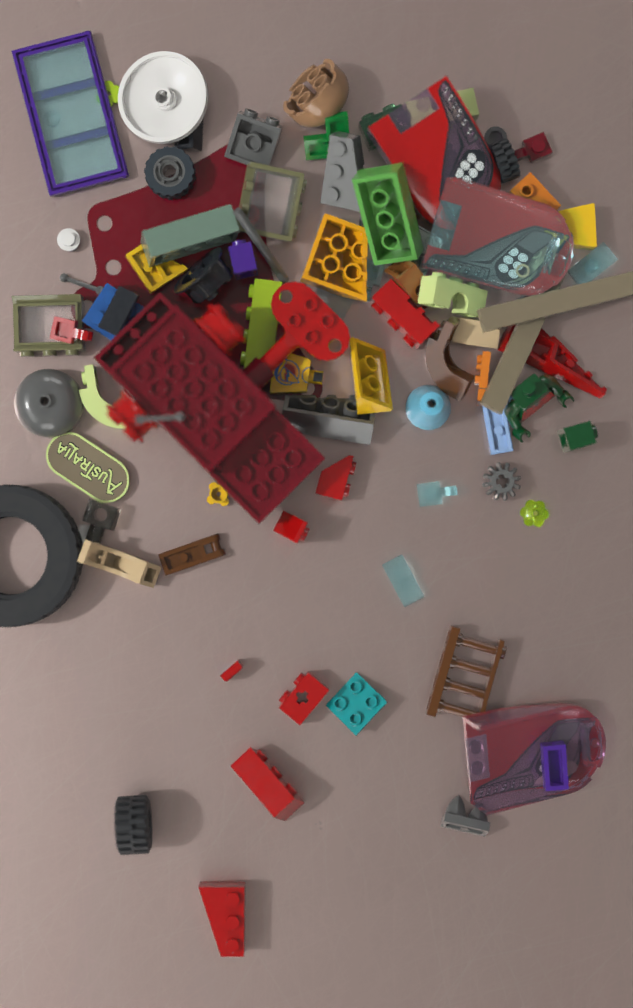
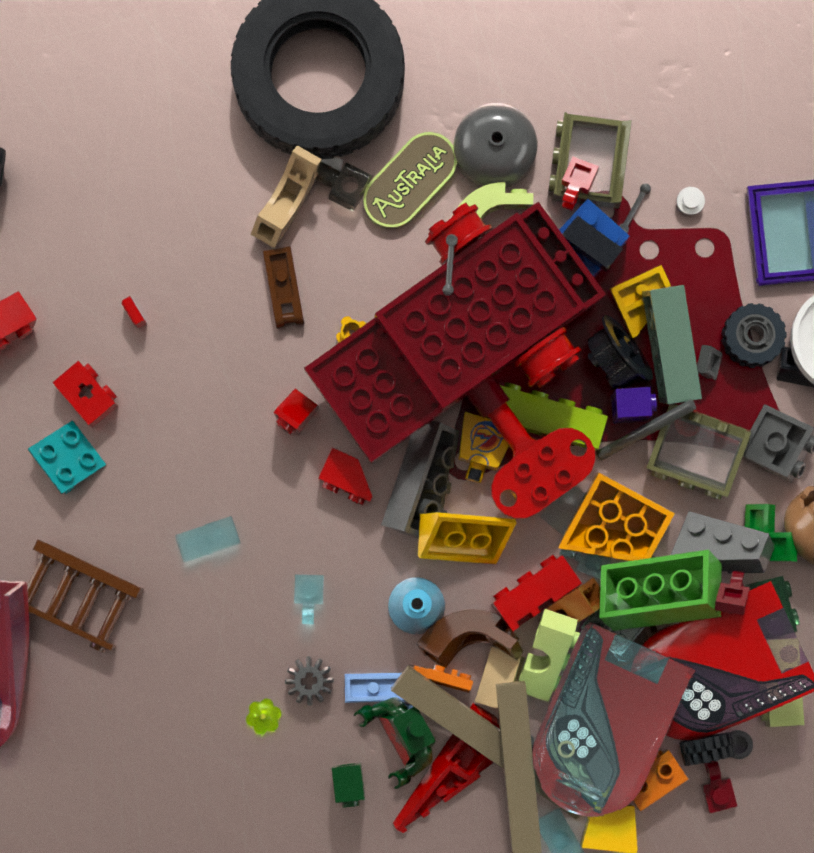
camera: 100 degrees right, 5 degrees down
(197, 204) = (709, 362): none -> dark grey tile
(385, 154) = (733, 596): none -> dark red plate

